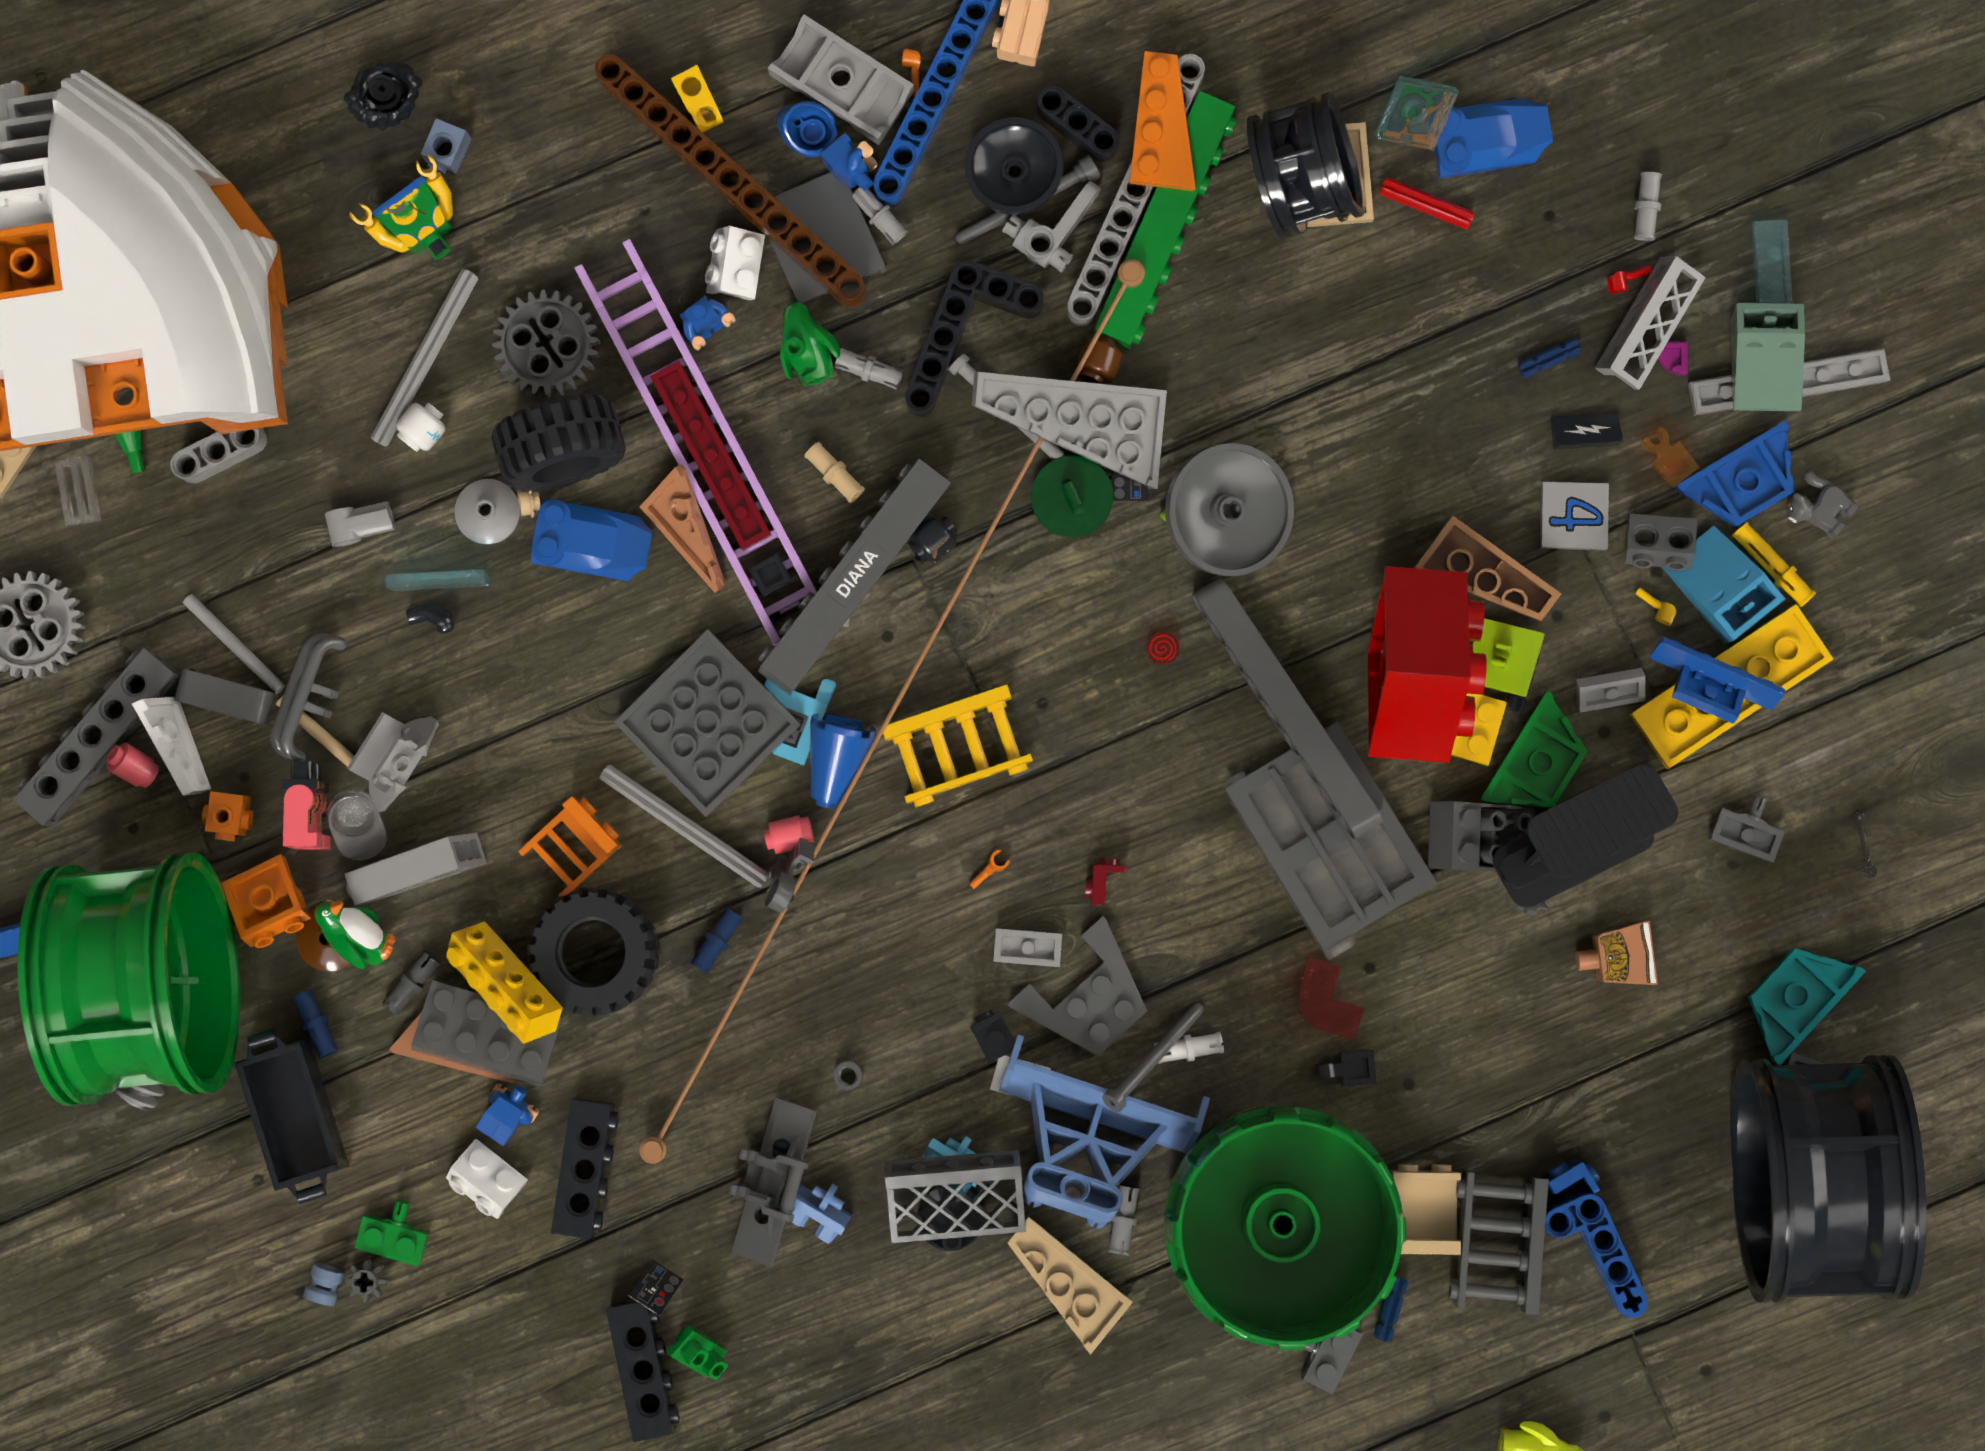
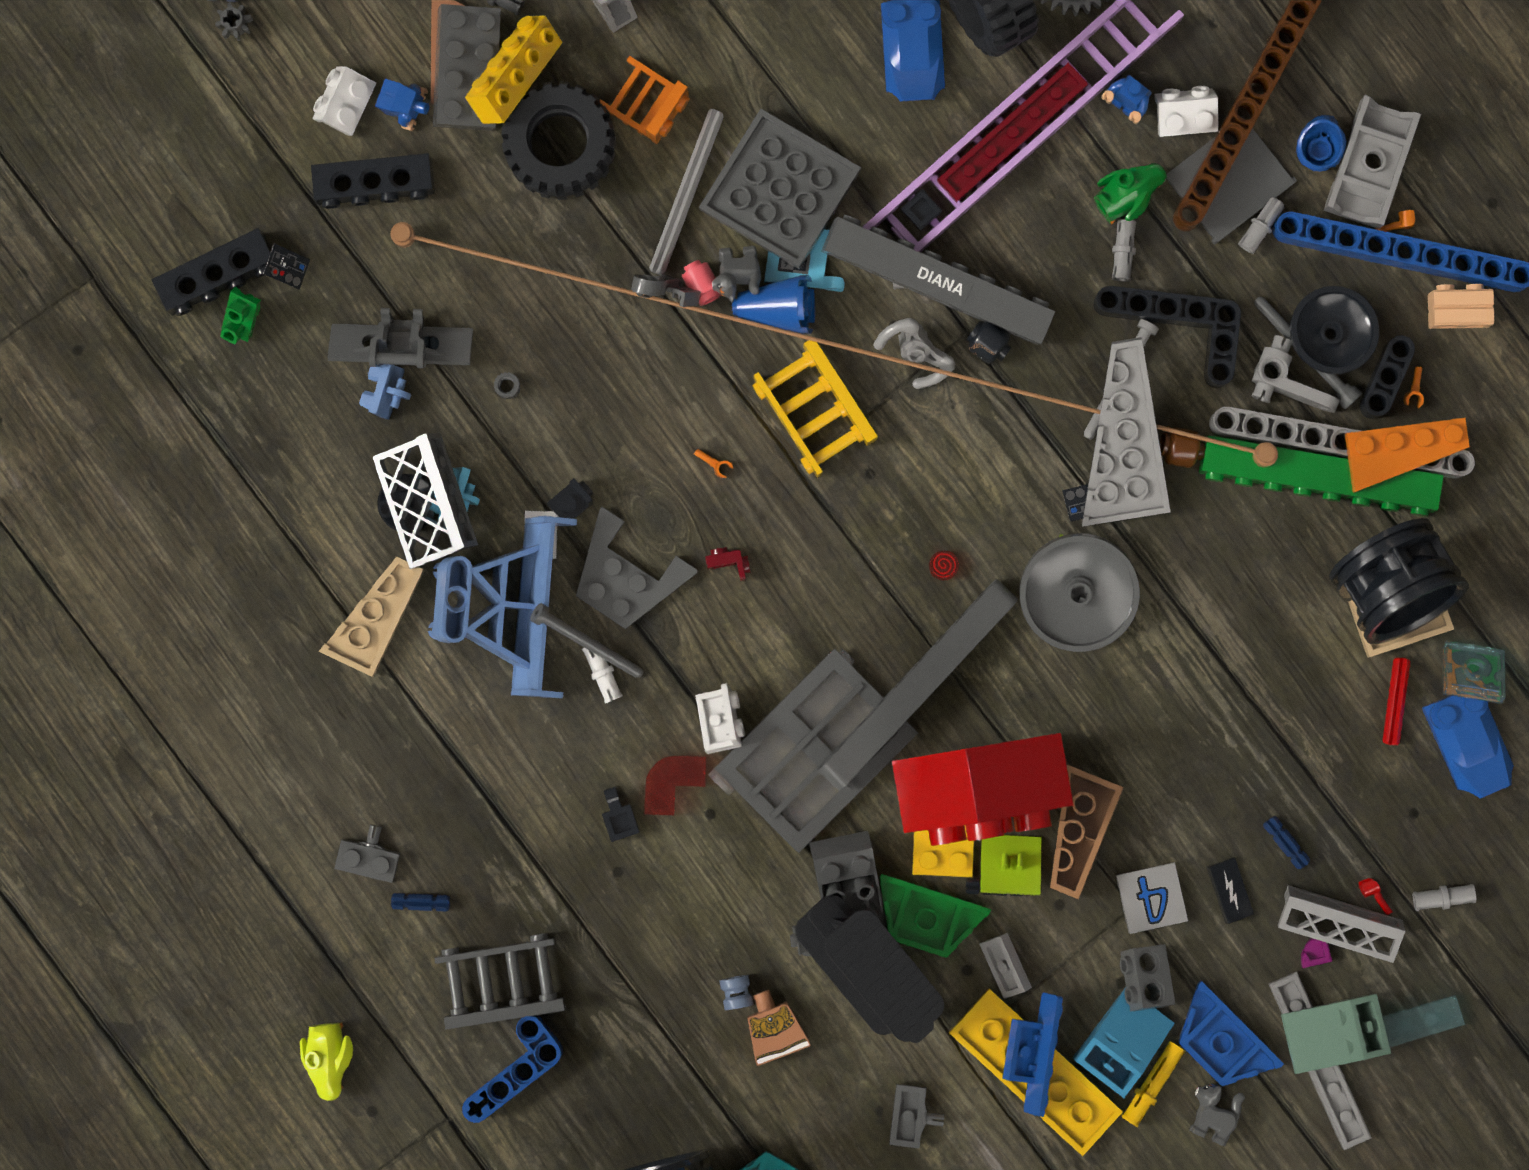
camera: 75 degrees right, 0 degrees up
(392, 1236) = (276, 34): green plate -> none
(678, 517) = (951, 119): nougat wing -> none
(697, 99) = (1322, 42): yellow leg -> none
(716, 940) = (594, 243): dark blue pin -> none
(787, 791) = (737, 271): none -> dark grey animal
(834, 472) = (1025, 243): tan pin -> none
(846, 162) = (1299, 183): blue piece -> none
(921, 618) = (916, 348): none -> light grey piece
(1027, 947) = (654, 512): light grey plate -> none
(1072, 496) = (1056, 454): dark green shield -> none
(1097, 97) = (1415, 388): none -> orange hand
(1124, 1221) = (440, 652): light grey pin -> none
(1272, 932) = (719, 719): none -> white bracket
(1296, 1282) = (417, 795): green wheel -> none
(1429, 1208) = (511, 910): tan panel -> none
(1565, 1175) = (571, 1024): blue bracket -> none
(1571, 987) = (736, 985): none -> sand blue wheel
(1666, 611) = (1087, 999): yellow hand -> none
(1672, 462) = (1221, 973): clear orange plate -> none

